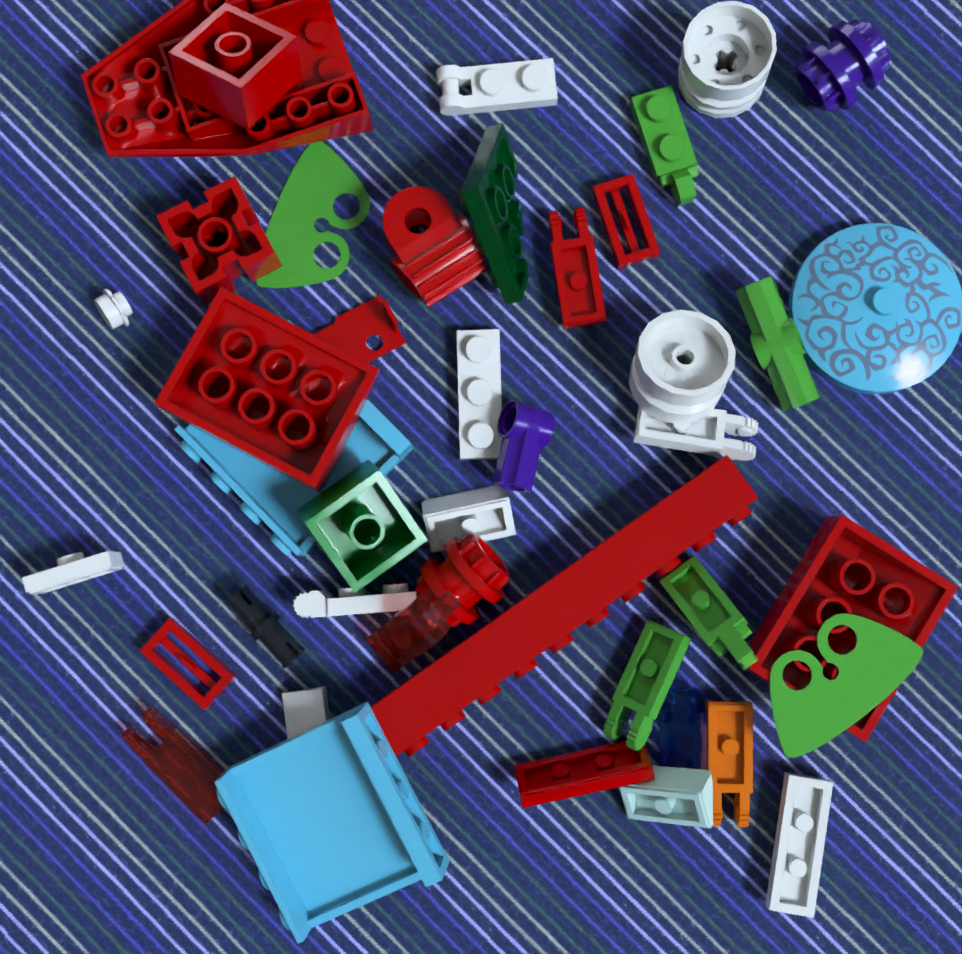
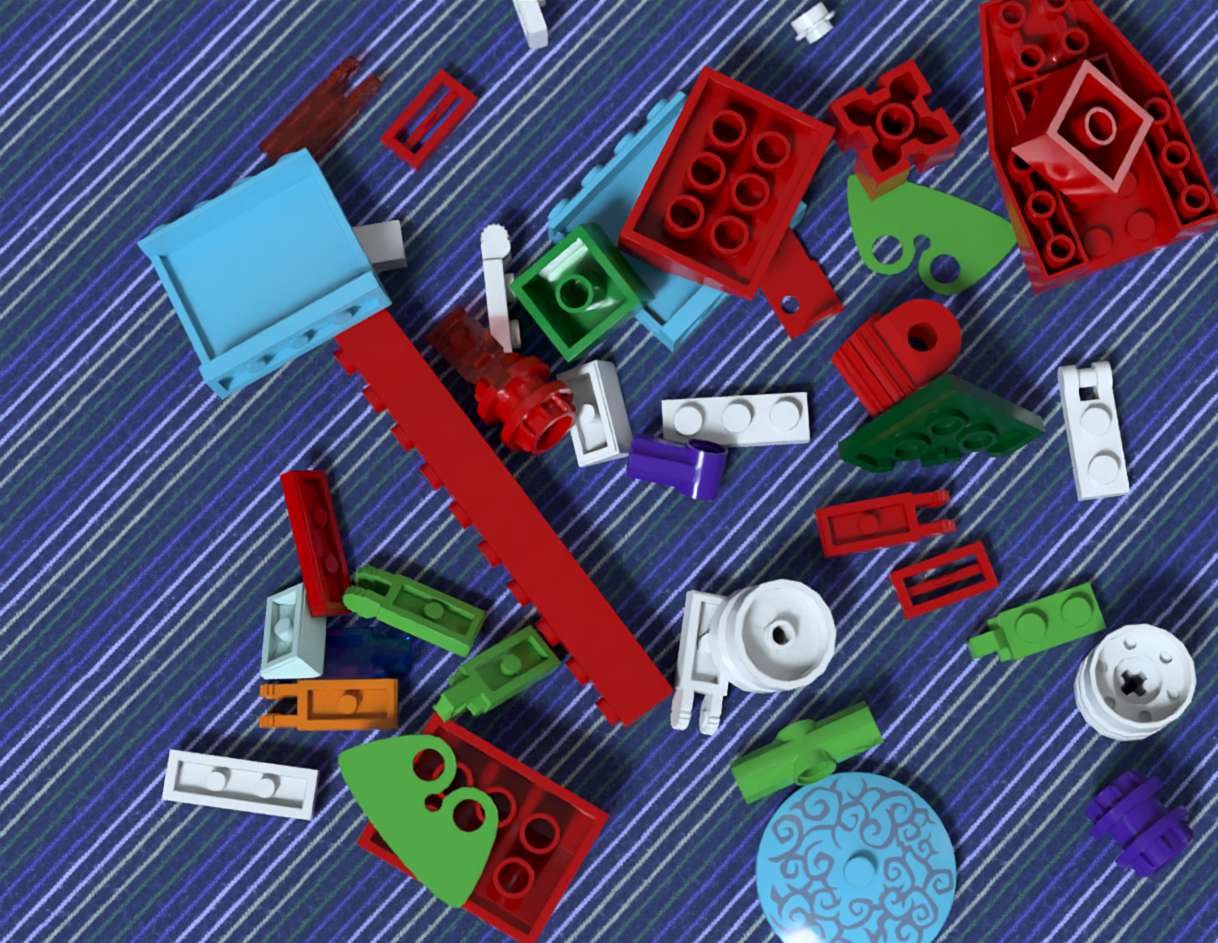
camera: 85 degrees right, 5 degrees down
(265, 626) = (470, 198): black pin -> none

